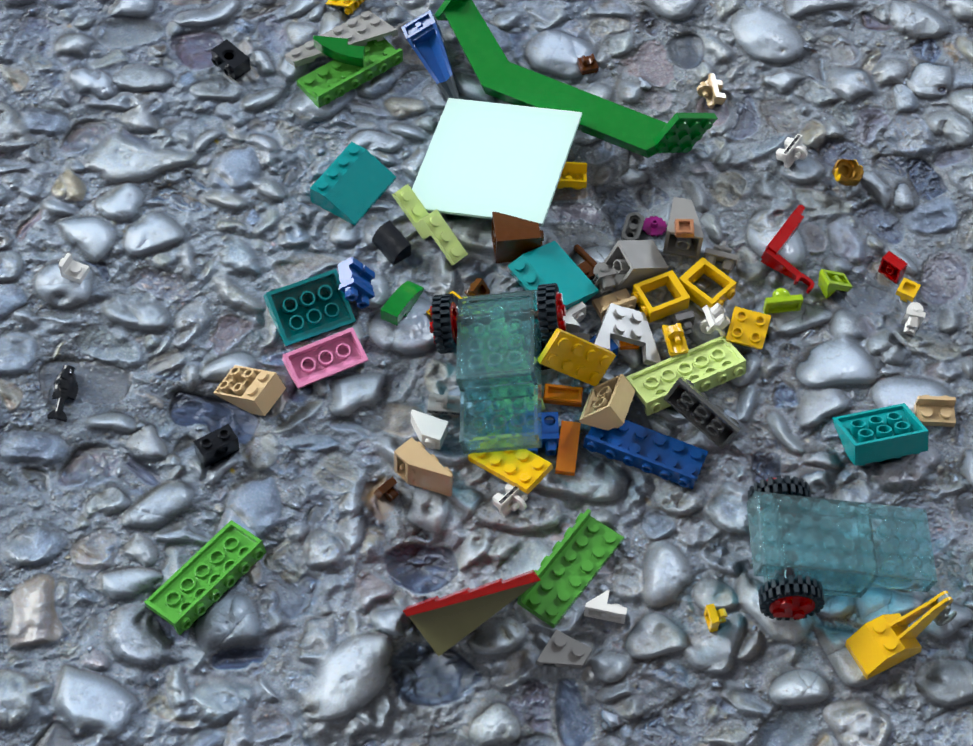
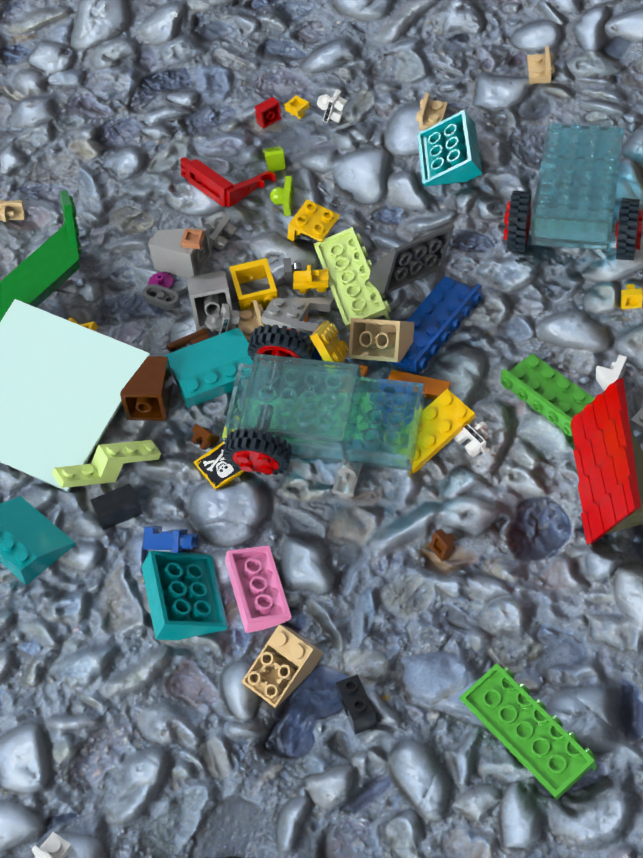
camera: 70 degrees left, 5 degrees down
(401, 302) = (201, 505): green slope -> none
(421, 468) = (427, 504): tan slope -> none
(429, 429) = (374, 498): white slope -> none
(698, 296) = (231, 244): yellow window -> none
(714, 320) = (288, 246): white hips -> none
(793, 151) = (108, 159): white hips -> none
(848, 172) = (148, 125): pearl gold hair -> none

